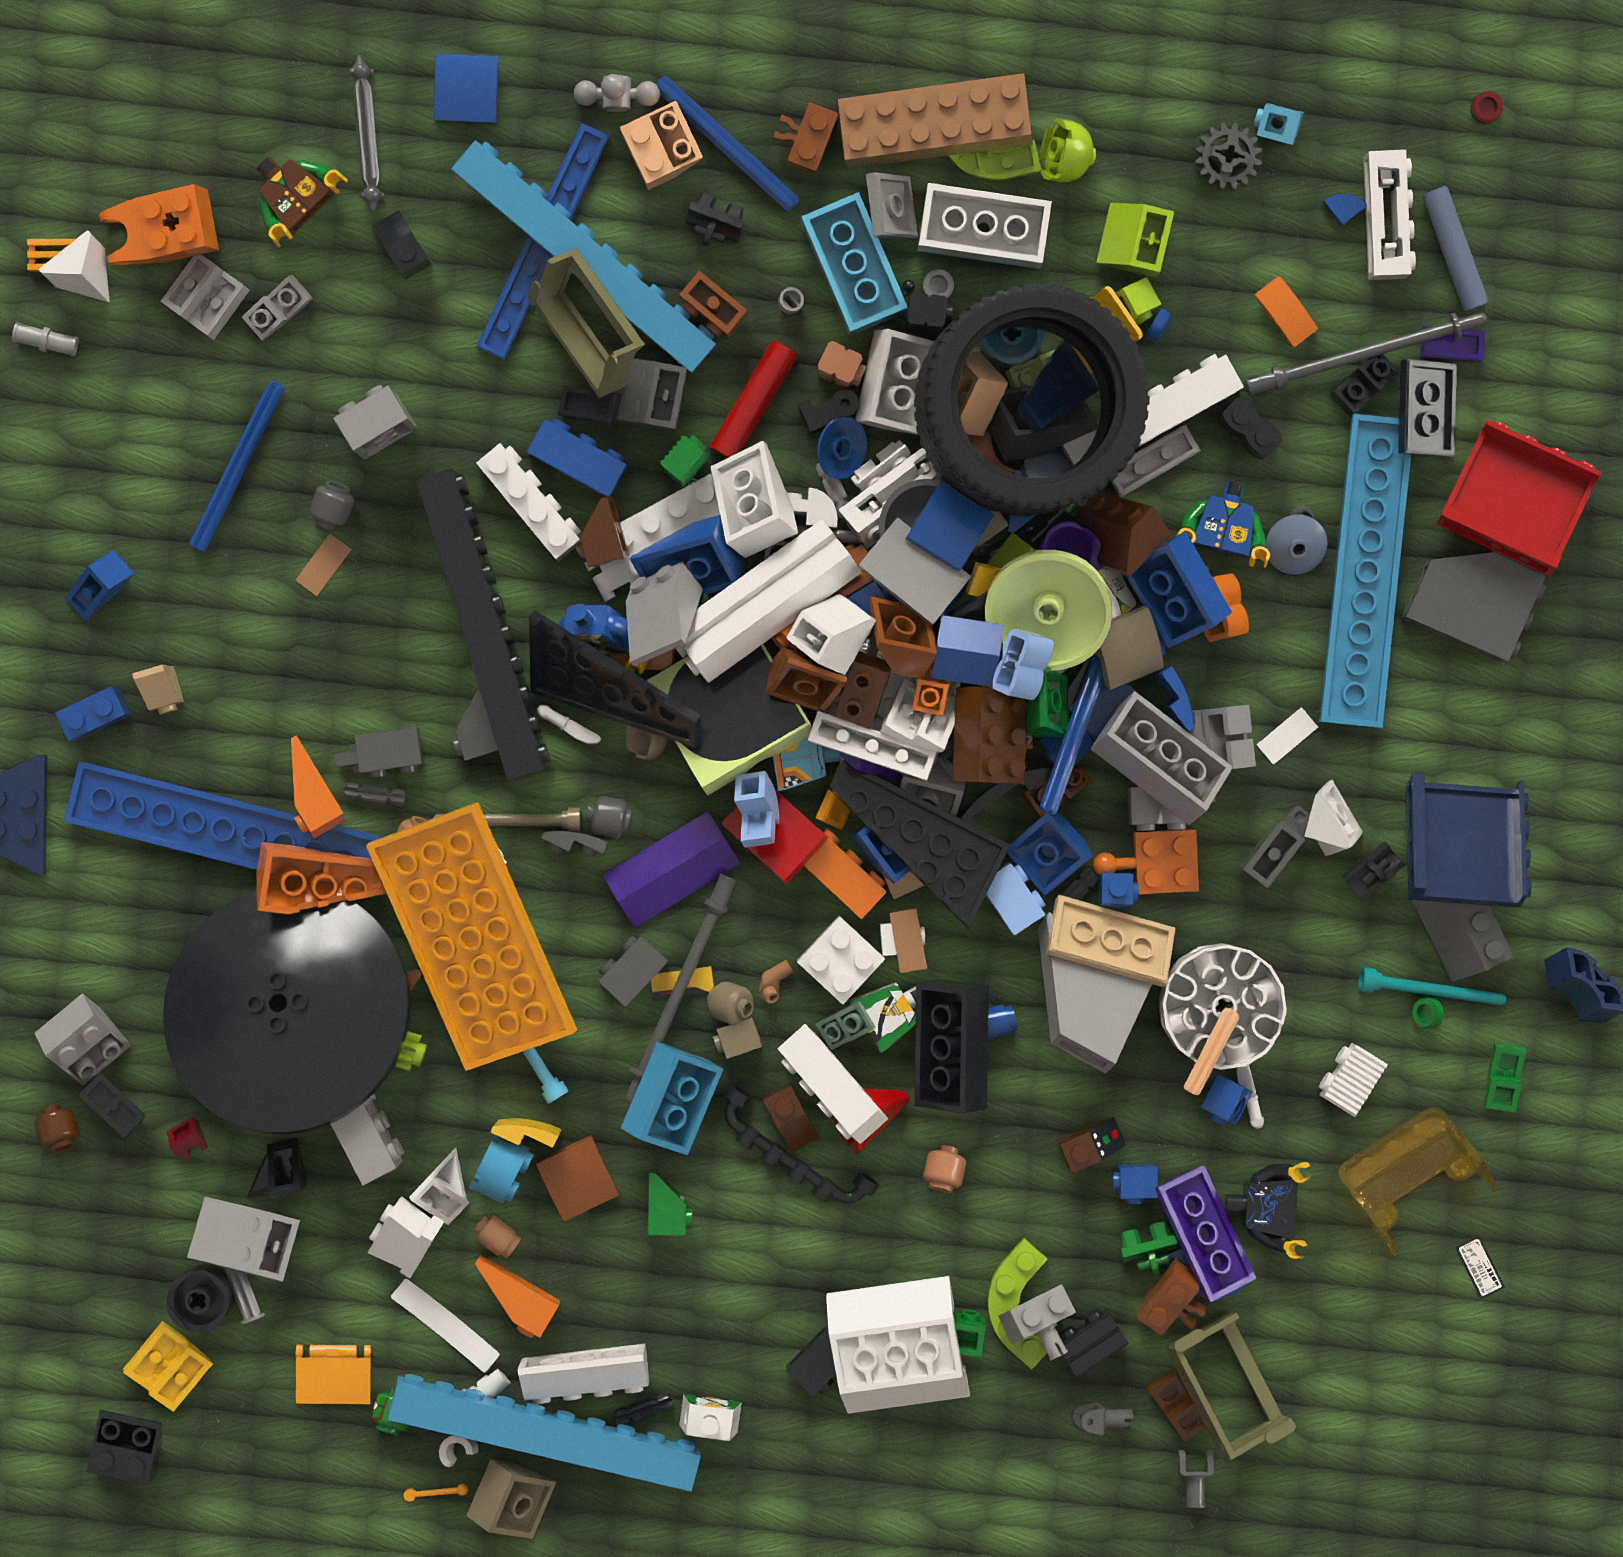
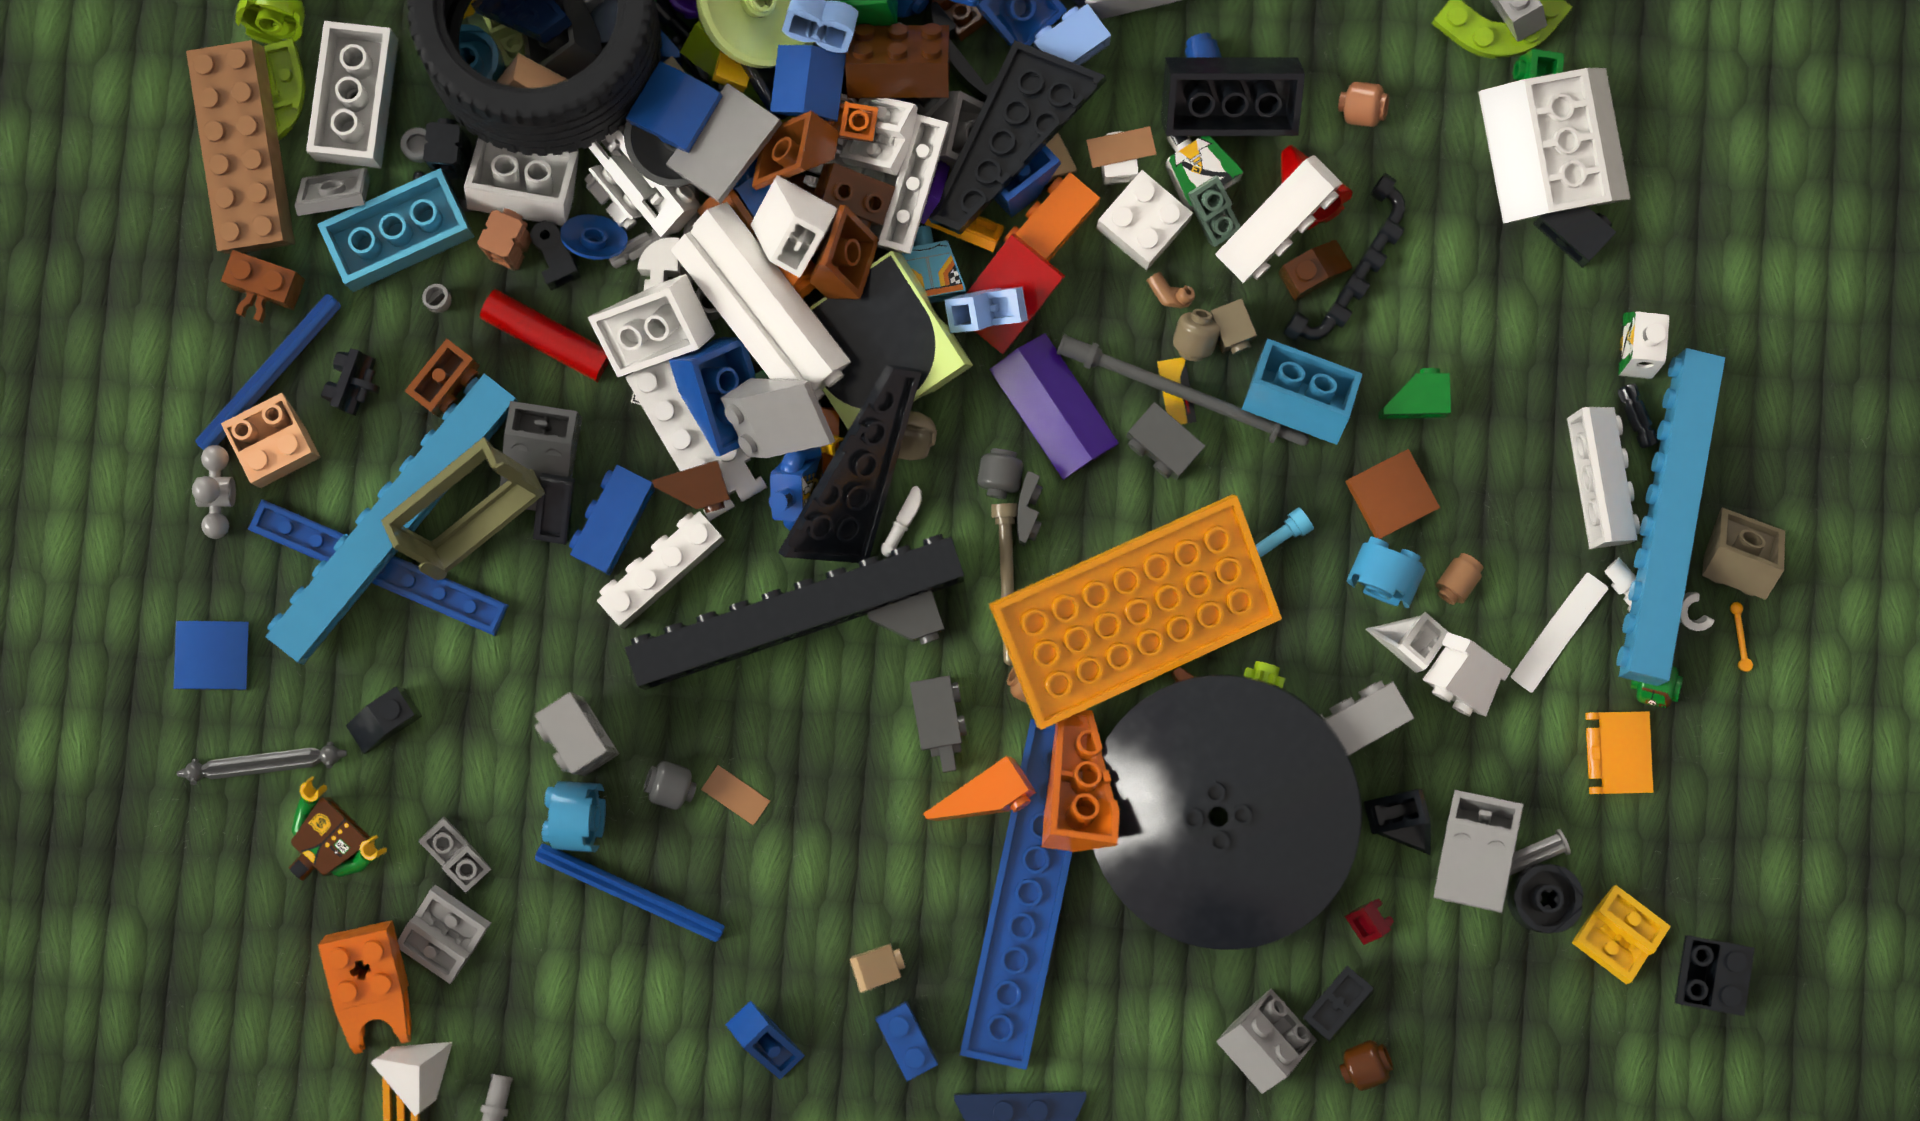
camera: 90 degrees left, 5 degrees down
(304, 418) = (574, 816): none -> dark azure brick
(375, 794) = (984, 728): dark grey axle -> none
(516, 1129) = (1343, 554): yellow slope -> none
(522, 1301) = (1531, 544): orange slope -> none
(685, 460) = (611, 402): green brick -> none

